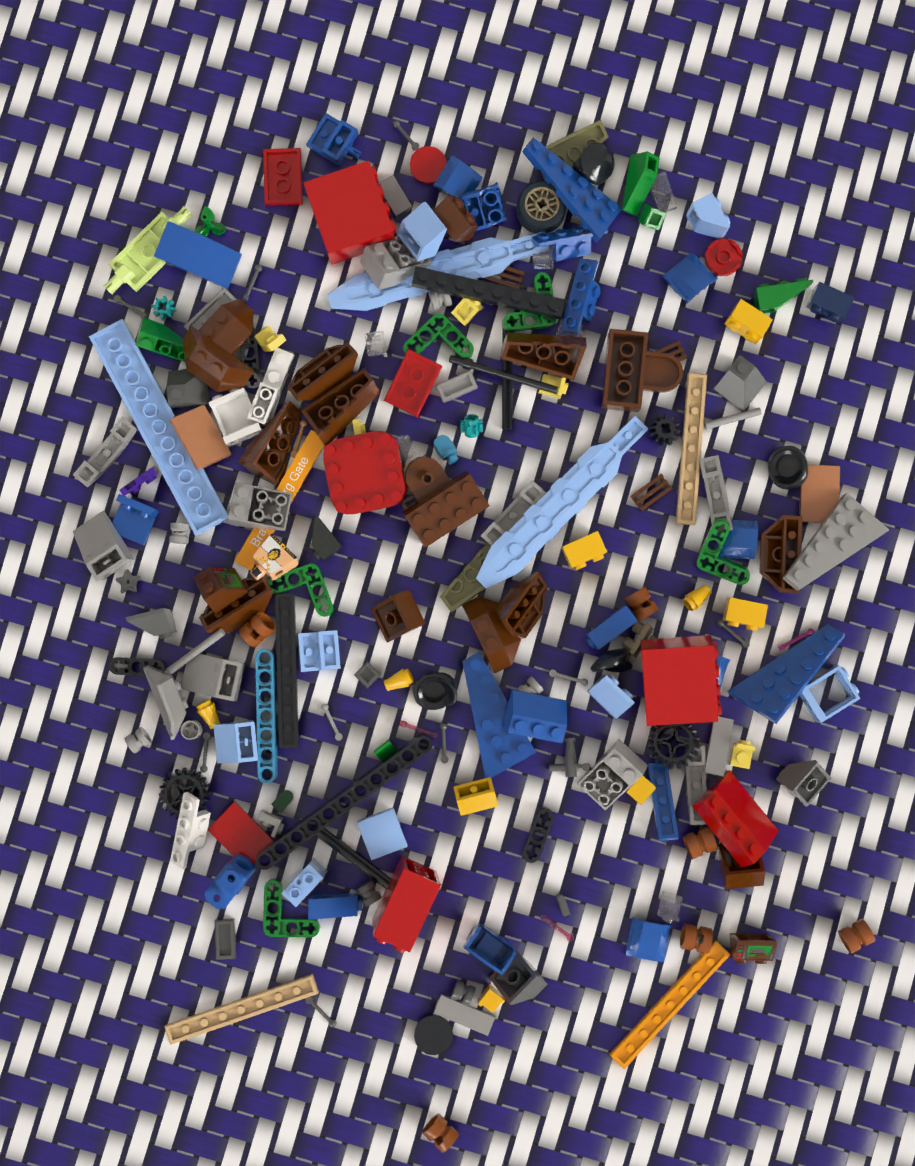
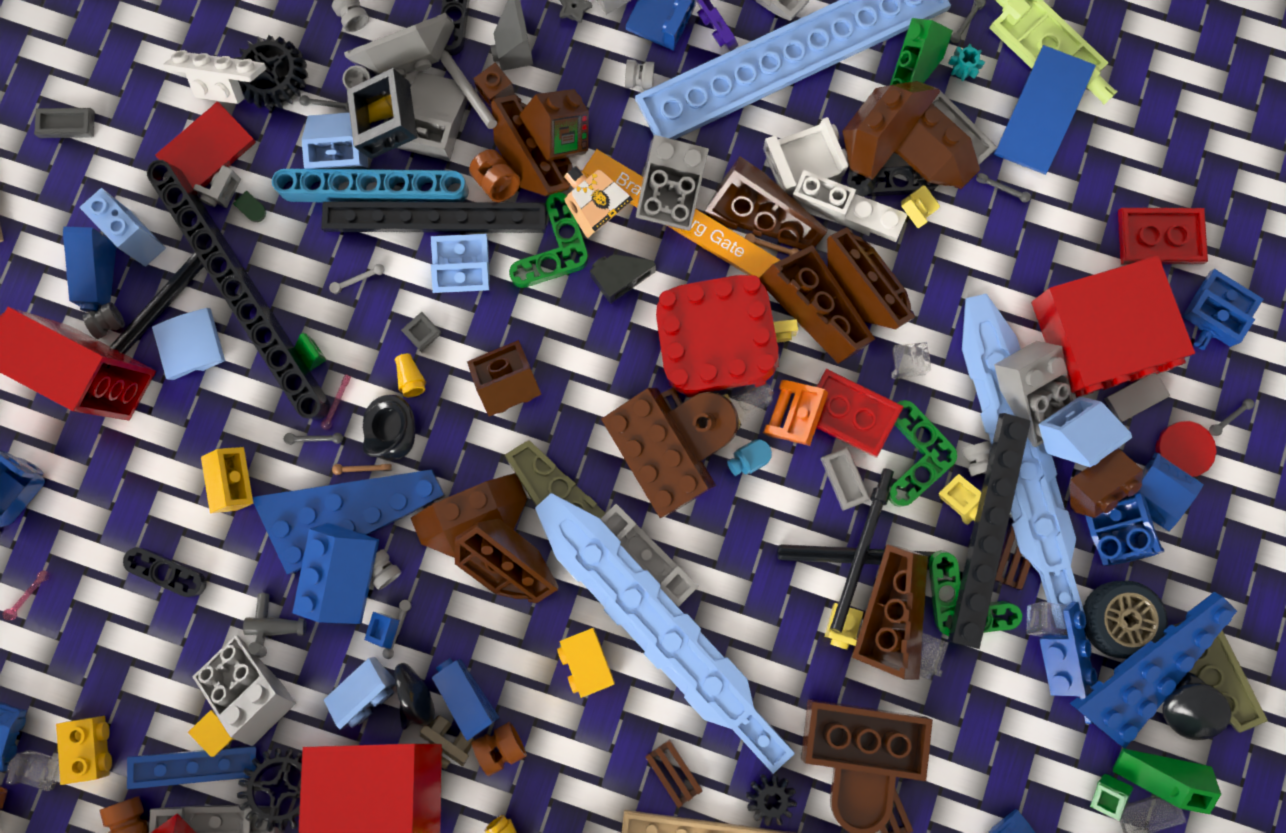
camera: 90 degrees right, 5 degrees down
(186, 390) = (845, 88): dark grey slope -> none
(192, 633) = (493, 84): none -> reddish brown brick
(200, 437) = (777, 106): nougat tile -> none
(208, 217) = (1097, 127): green plant -> none
(230, 881) = (143, 132): blue piece -> none
(235, 701) = (388, 134): none -> black window
(281, 922) = (78, 196): green beam -> none
(414, 414) = (803, 413): none -> orange plate
(464, 724) = (339, 469): none -> medium nougat hinge
(471, 425) = (784, 497): teal gear -> none
(563, 905) = (55, 604): dark grey tile -> none
(569, 686) = (382, 630): none -> blue plate
(582, 297) = (982, 678): blue bracket -> none
(655, 875) = (83, 750): none -> yellow brick

